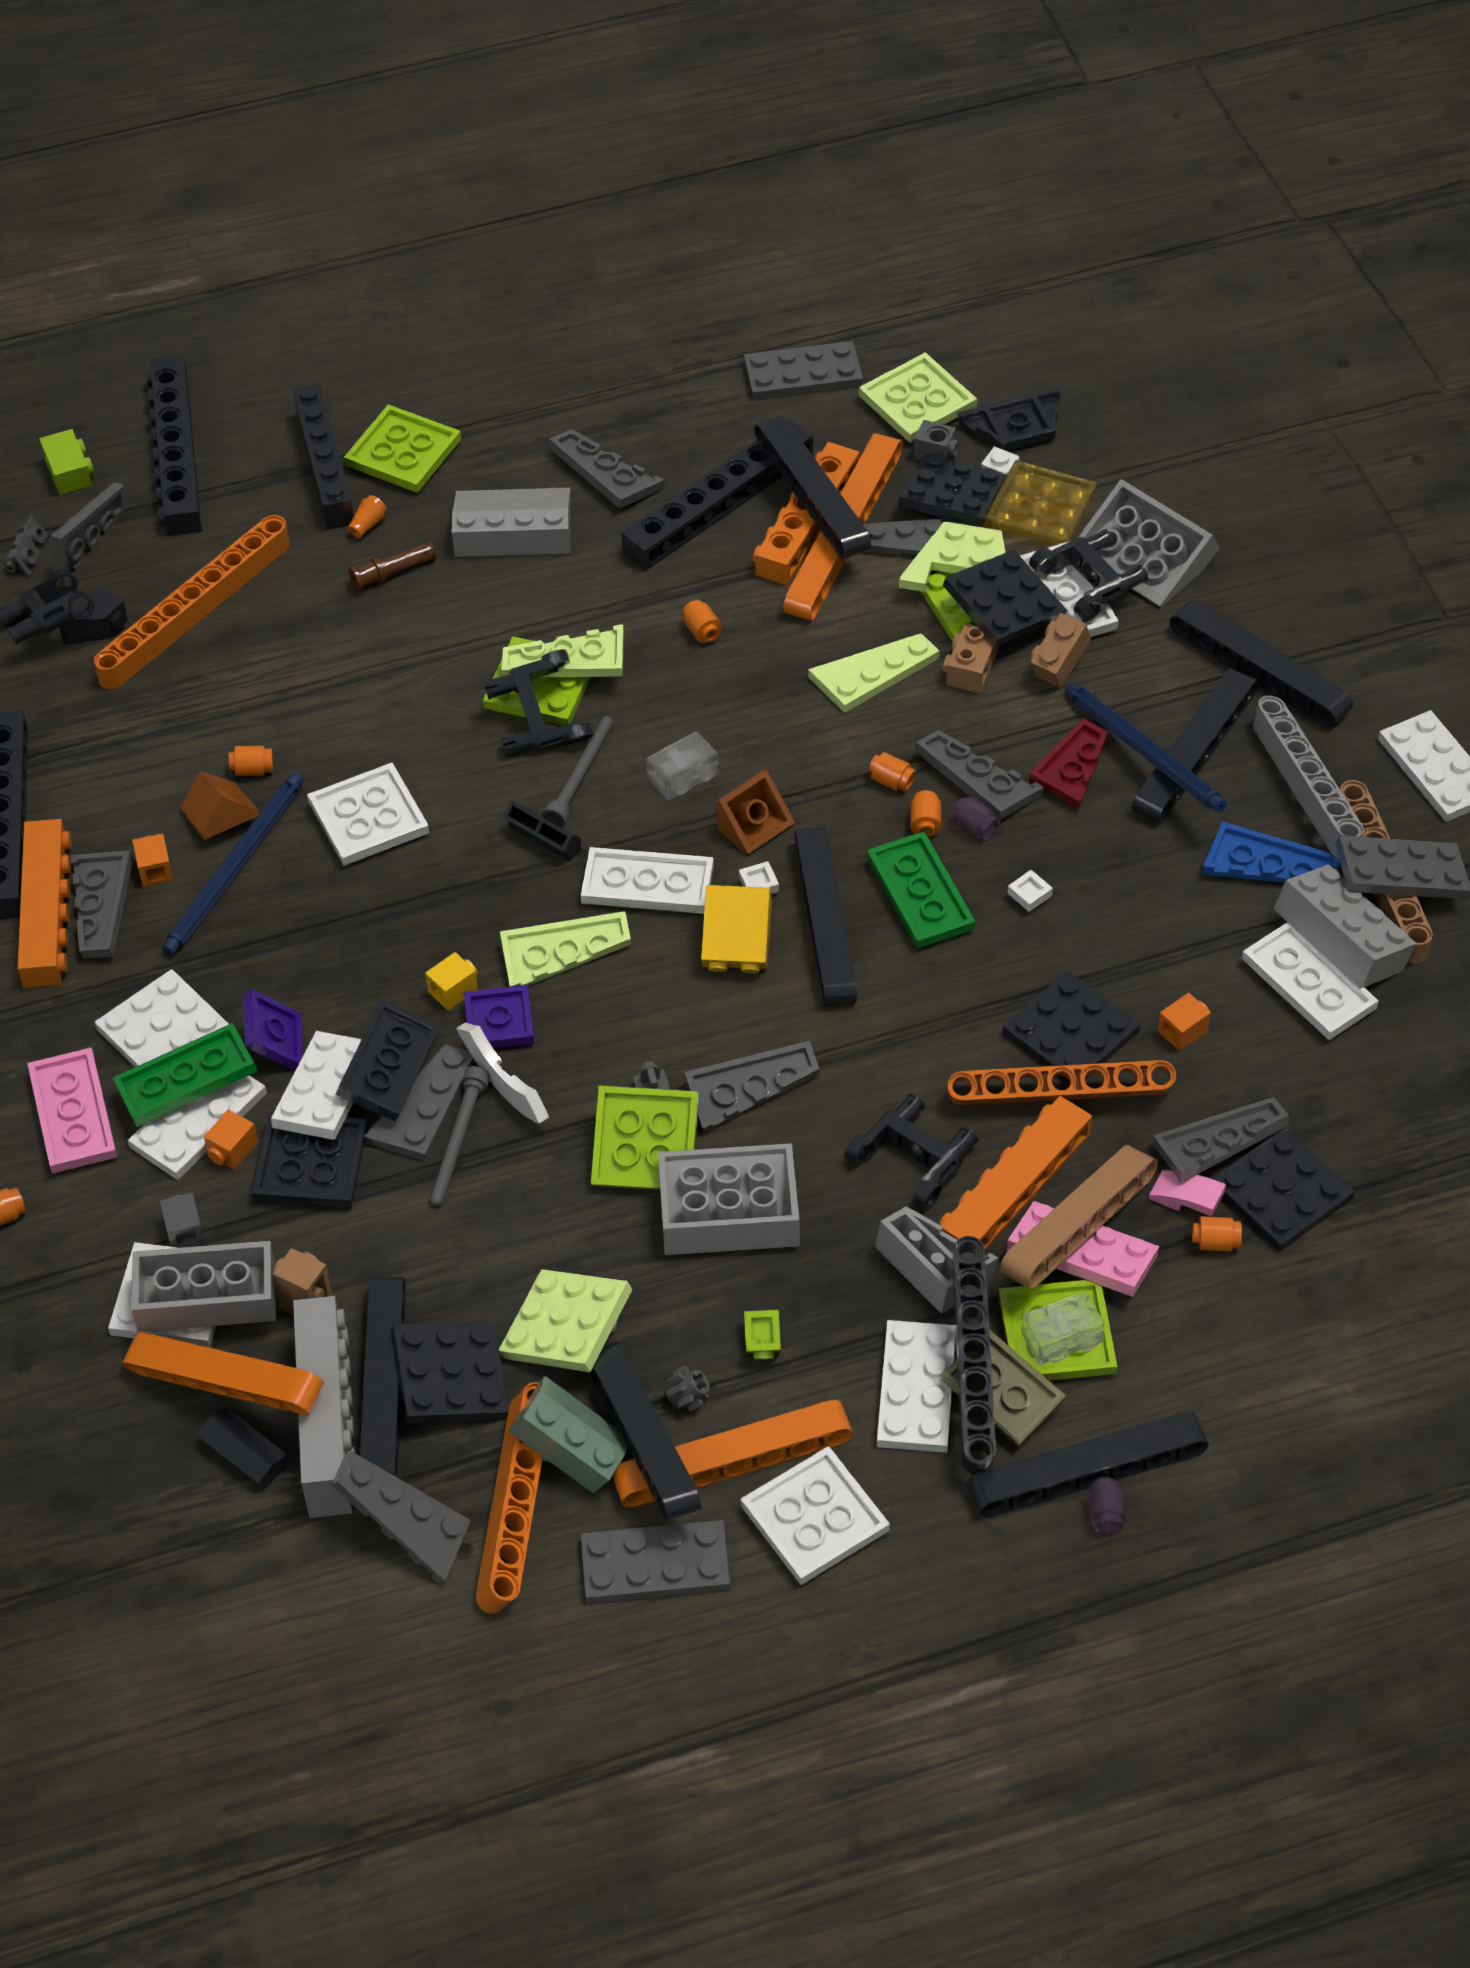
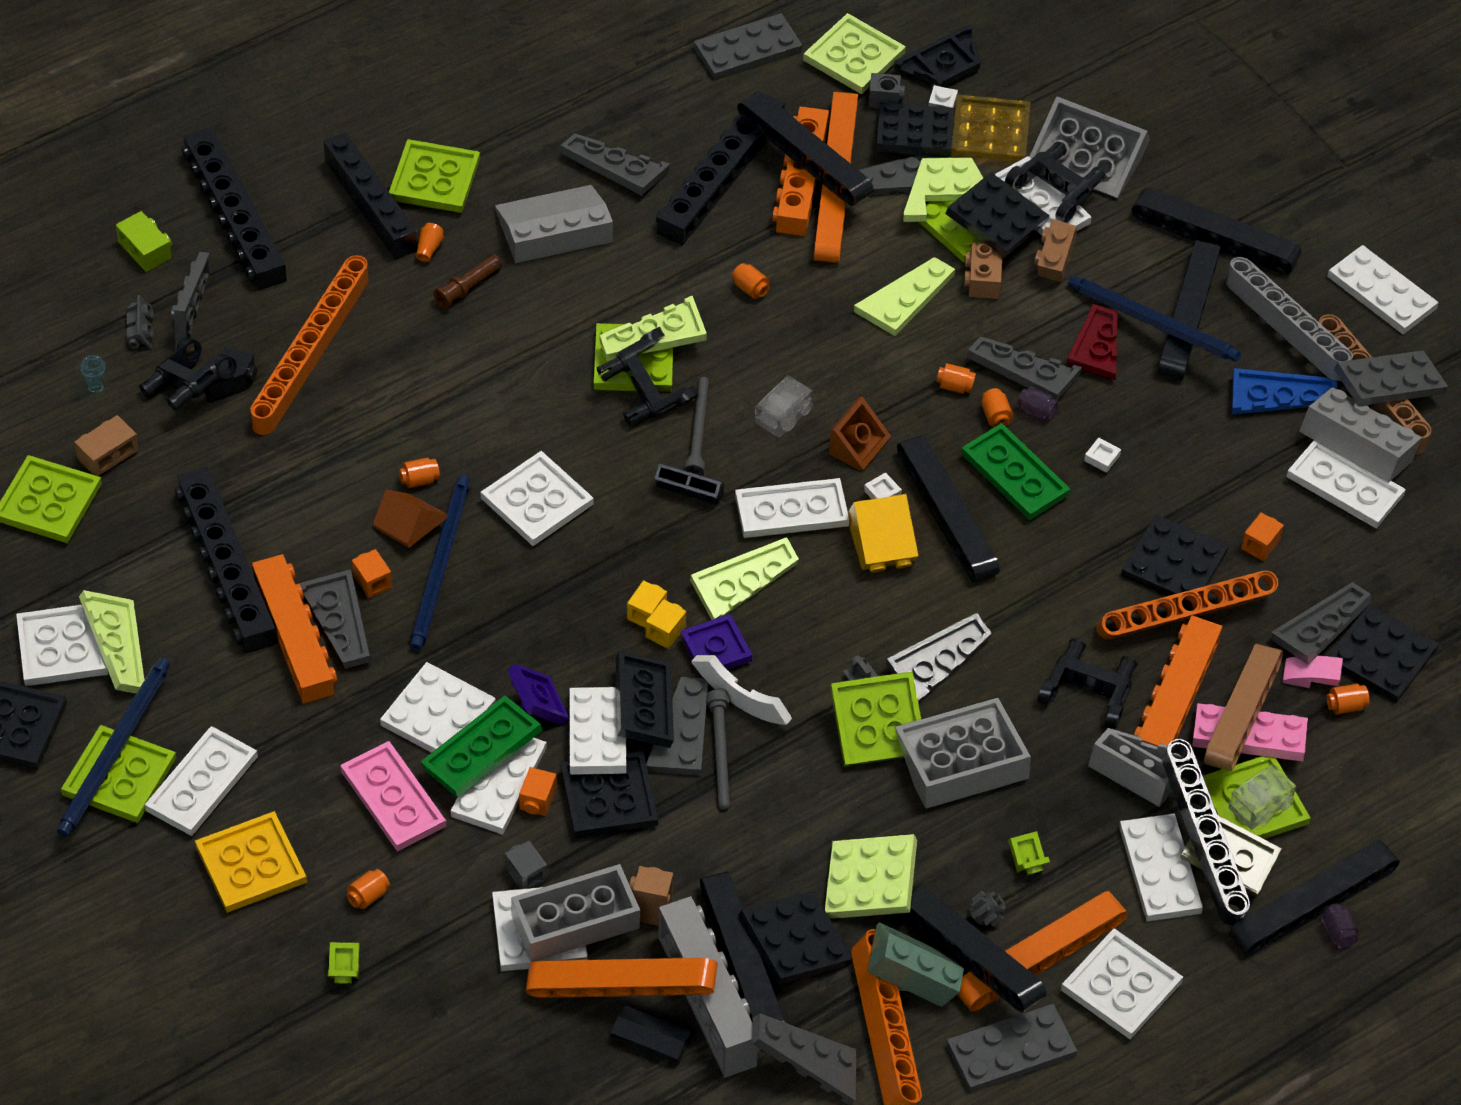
camera: 20 degrees left, 0 degrees up
(436, 949) = (644, 602): none -> yellow brick

